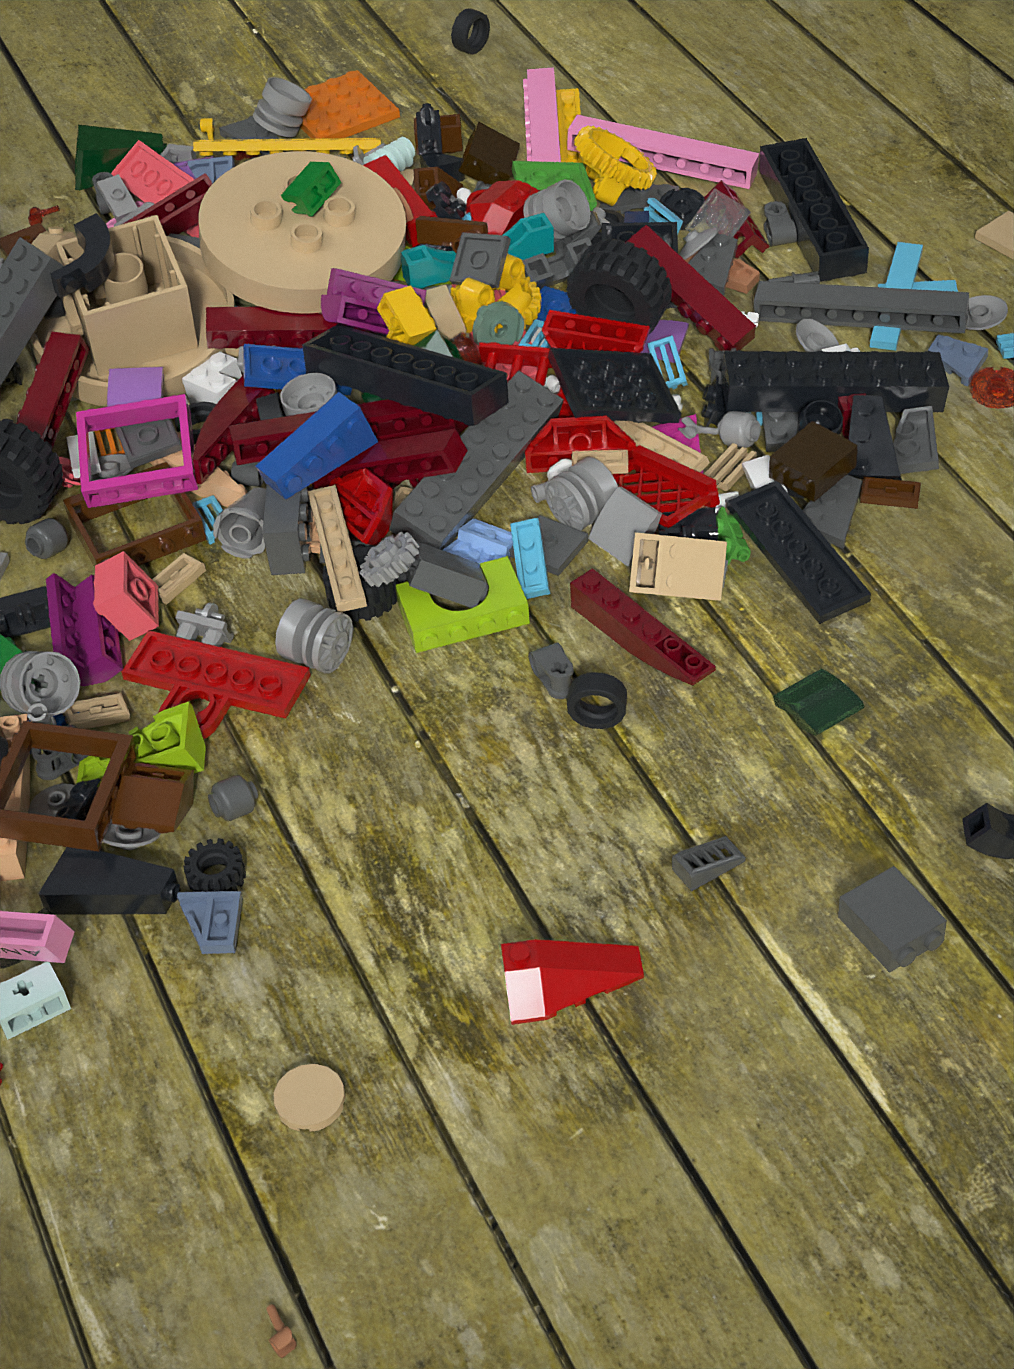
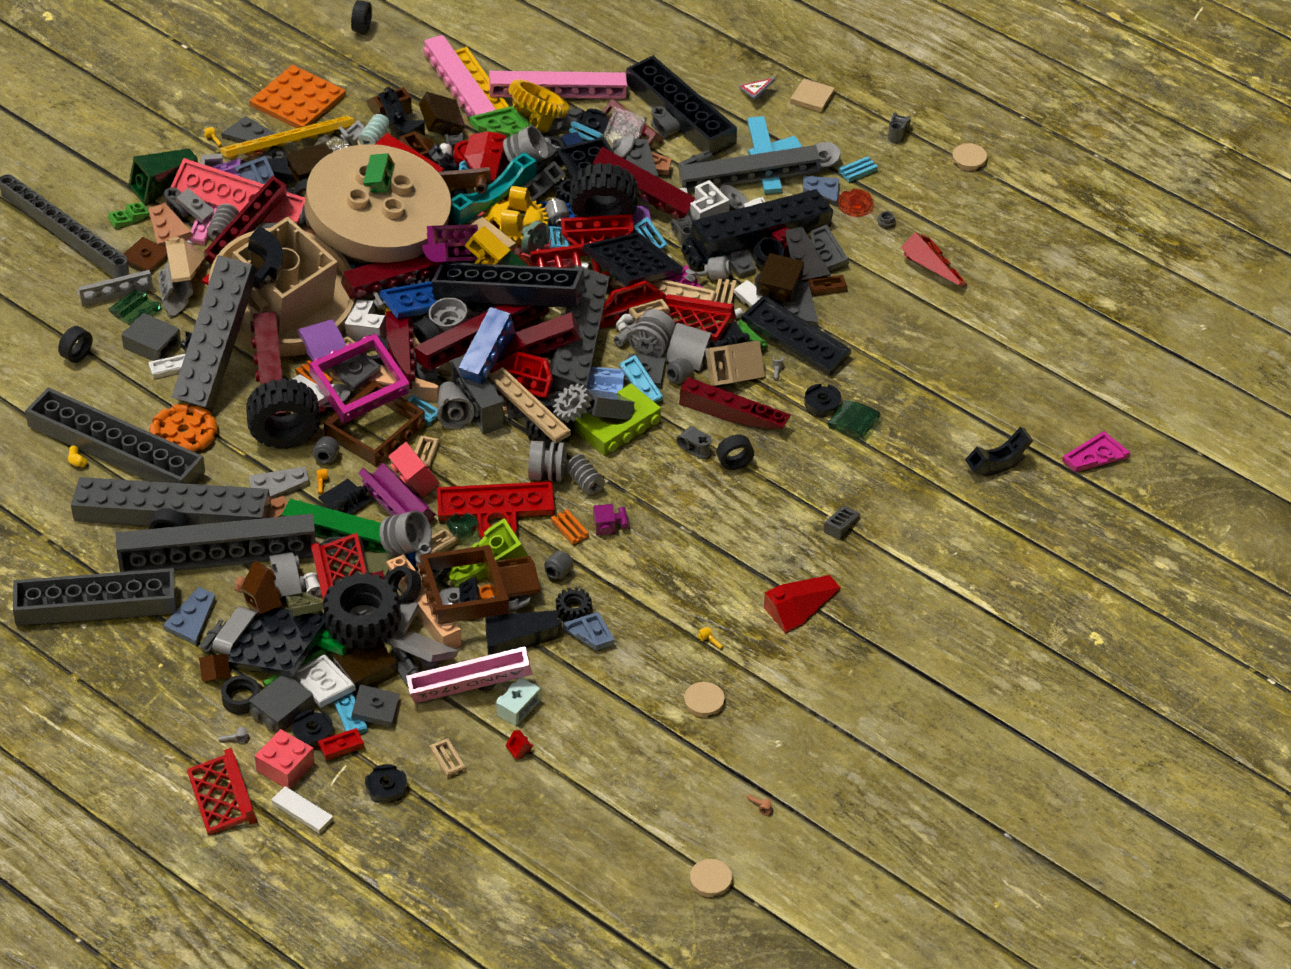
camera: 30 degrees left, 0 degrees up
(17, 571) = (321, 475): none -> light orange hand
(35, 214) = (133, 230): clear red hand -> none
(54, 194) = (132, 214): none -> bright green slope
(77, 208) = (167, 224): none -> nougat wing
(142, 696) = (462, 526): none -> clear green hair
(205, 623) = (468, 474): light grey hips -> none
(282, 107) = (268, 108): light grey wheel -> none
(291, 727) = (573, 526): none -> orange tile
(349, 747) = (606, 520): none -> magenta brick
(361, 672) = (585, 475): none -> light grey piece
(380, 983) = (706, 633): none -> yellow hand
(480, 258) = (502, 194): dark grey plate -> none
(555, 299) = (556, 210): none -> light grey head
(596, 555) = (679, 370): none -> dark grey head
(748, 588) = (777, 365): none -> light grey hand
(776, 334) = (708, 201): none -> white brick
(783, 671) = (820, 407): none -> black plate
(892, 919) = (954, 521): dark grey brick -> none
(929, 209) = (756, 88): none -> piece

